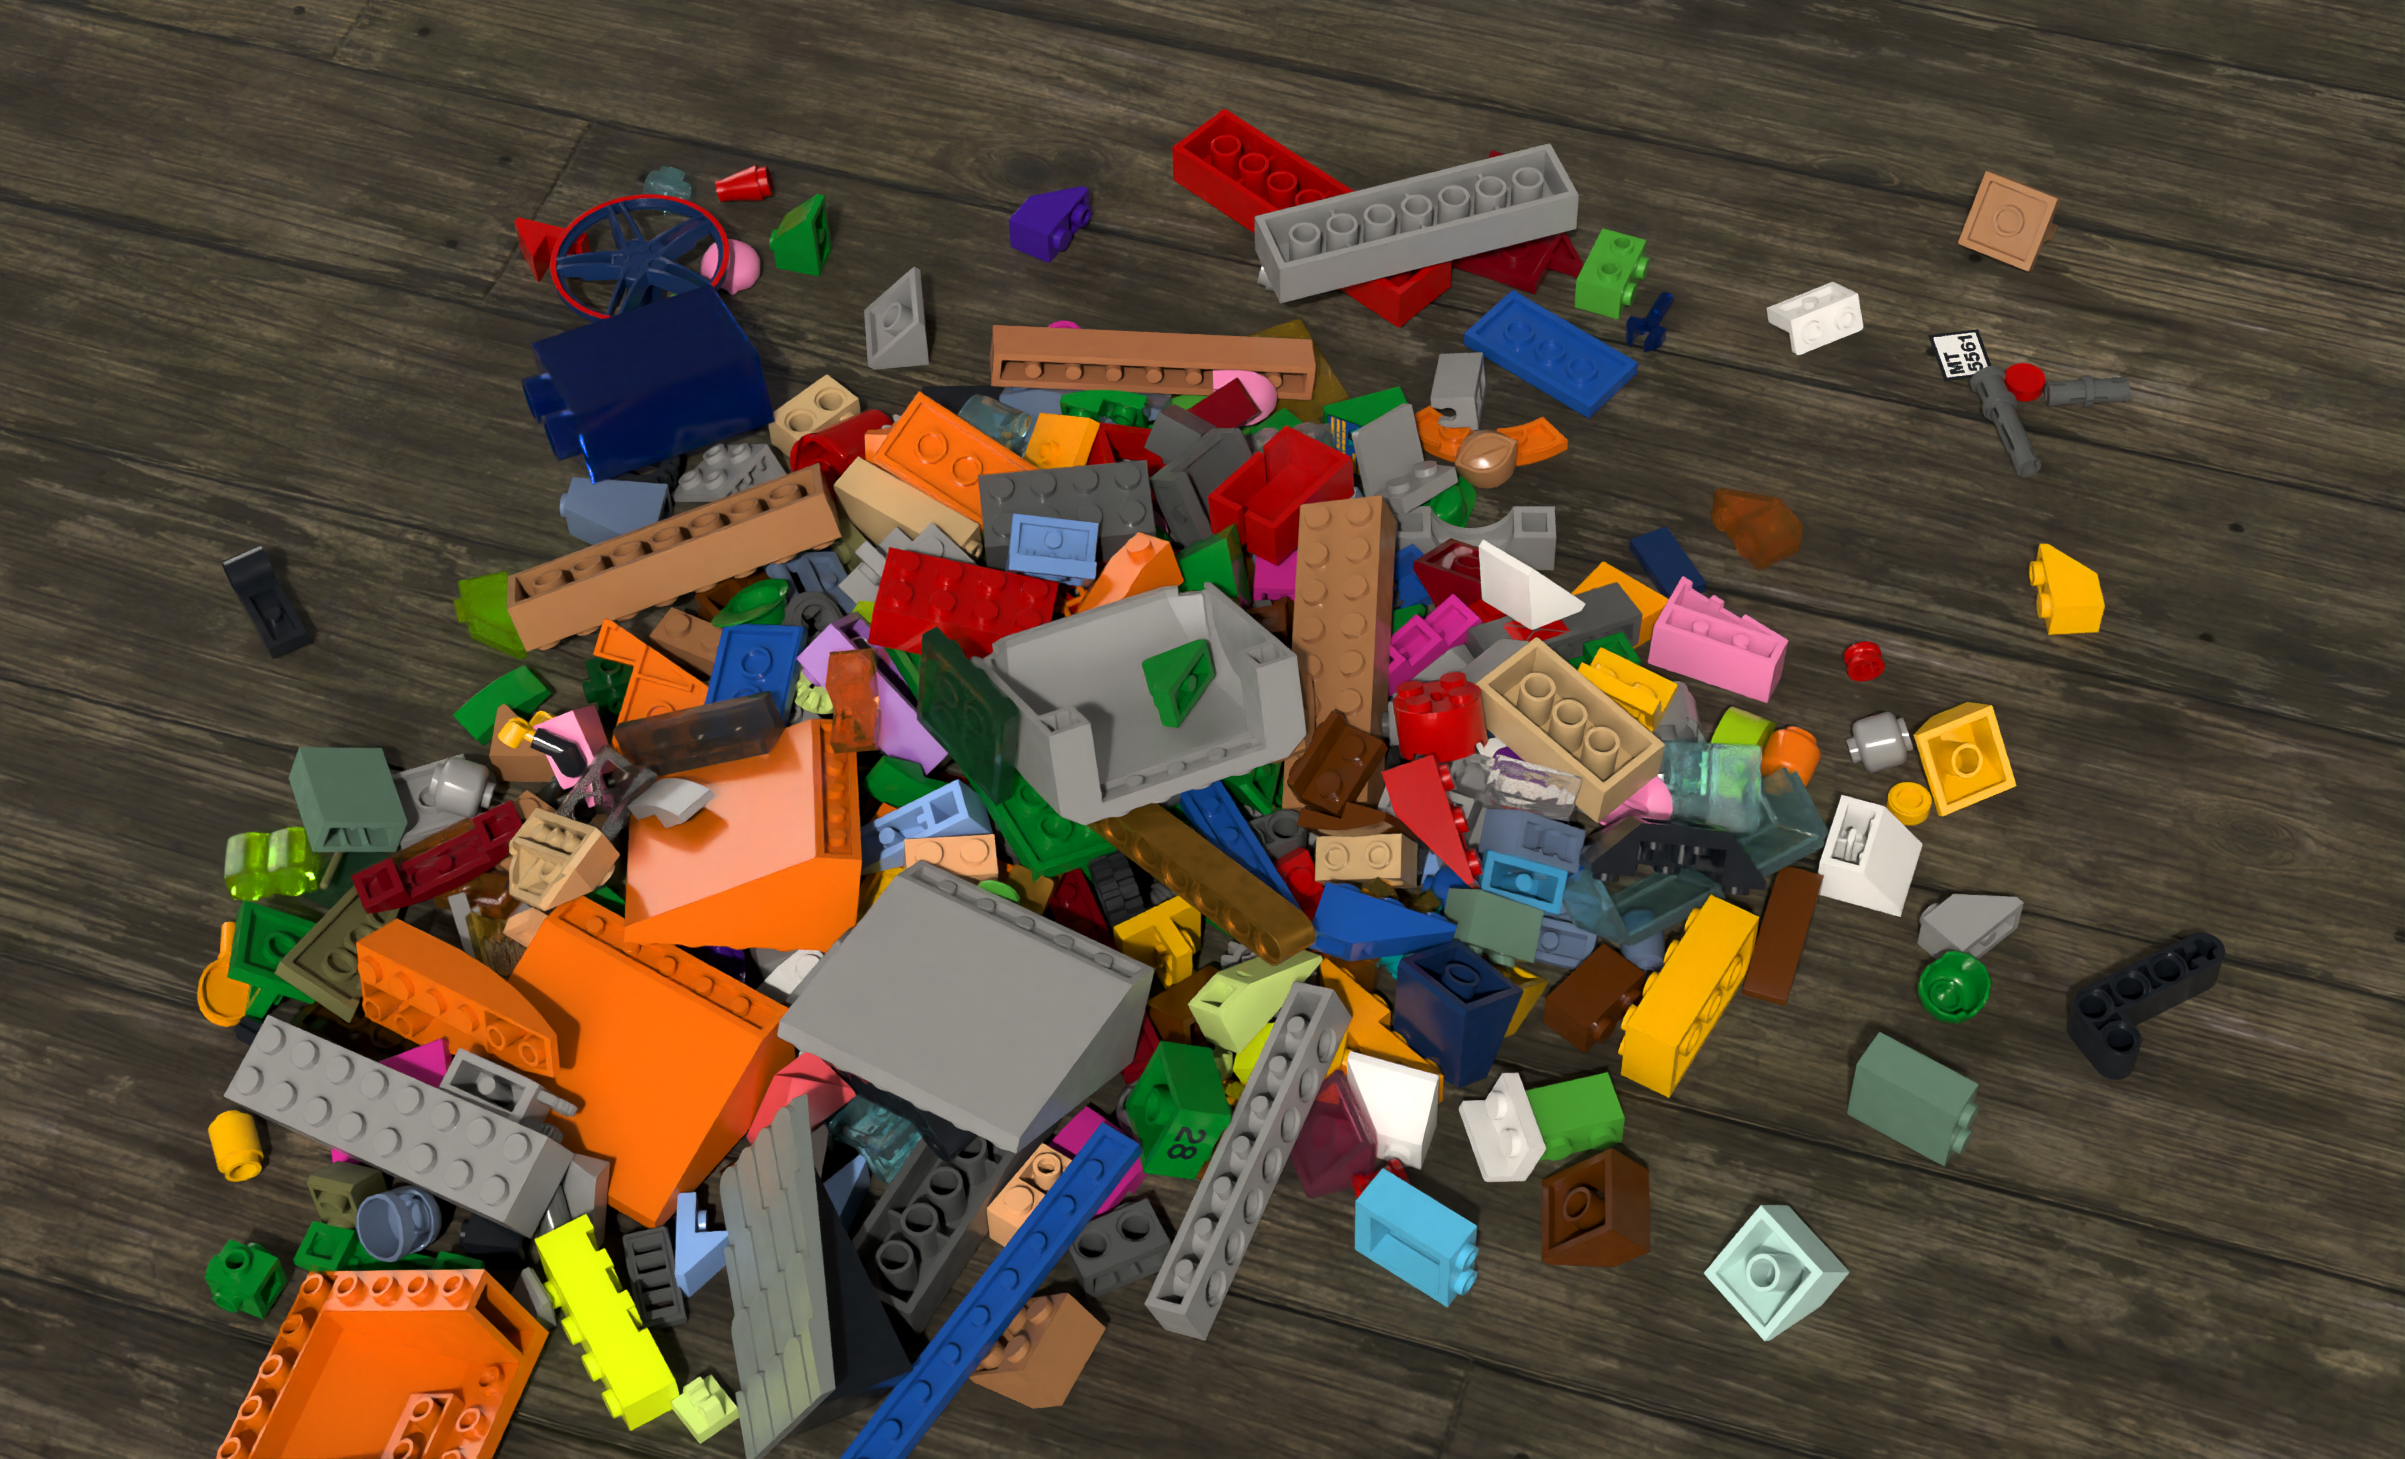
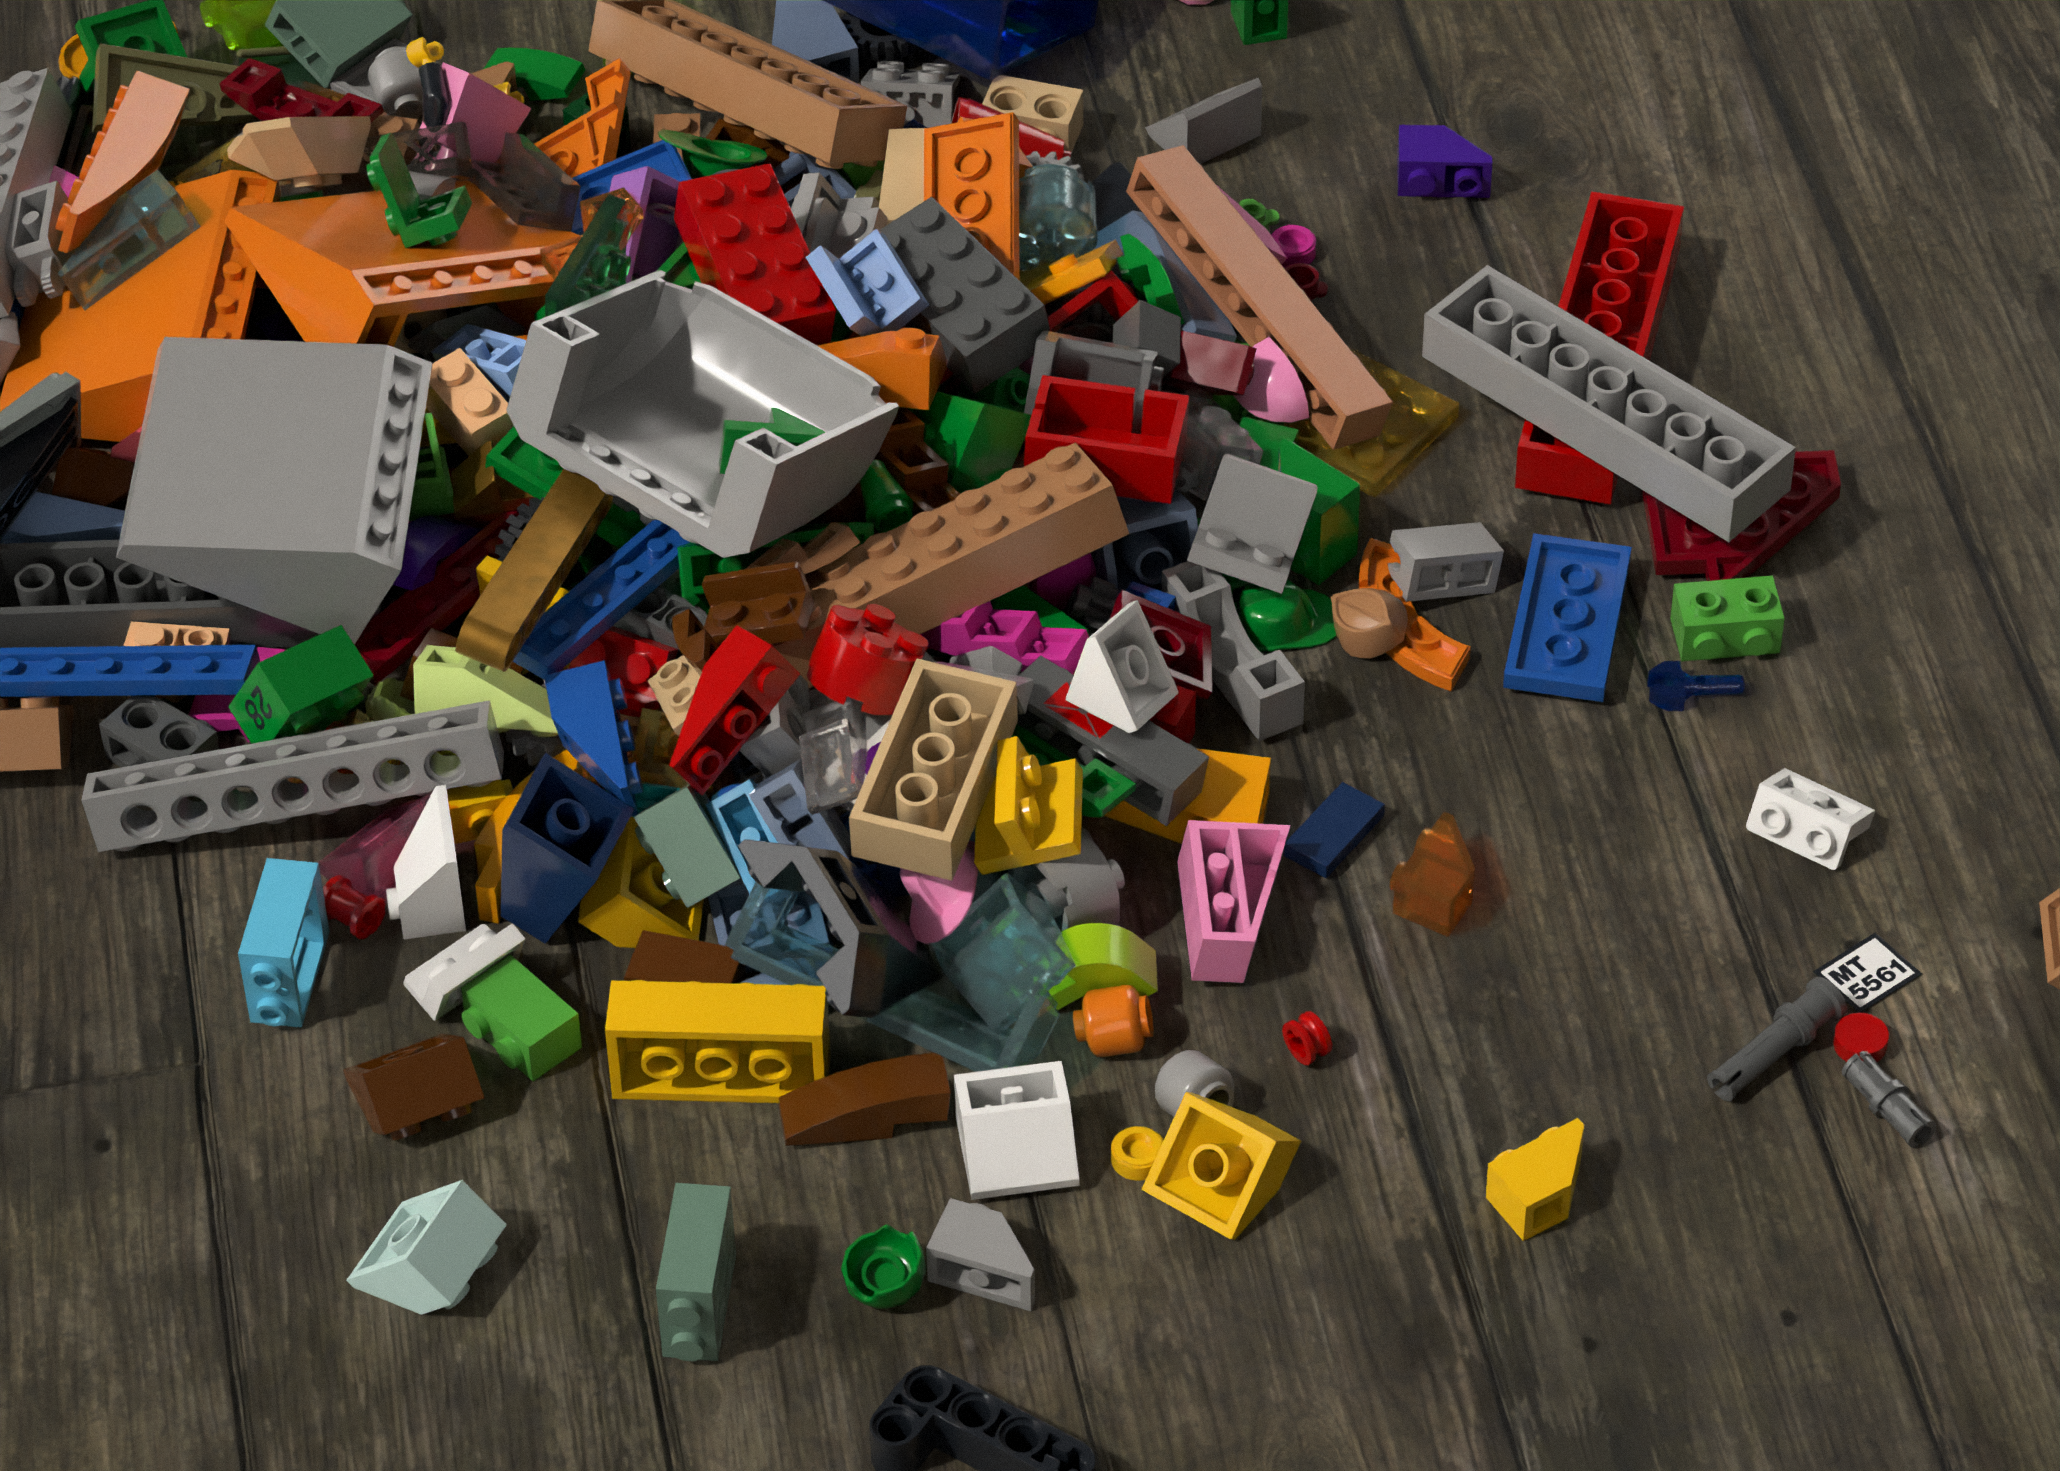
camera: 60 degrees right, 5 degrees down
(565, 1000) = (127, 239): none -> clear light blue slope
(740, 791) = (406, 214): none -> green bracket

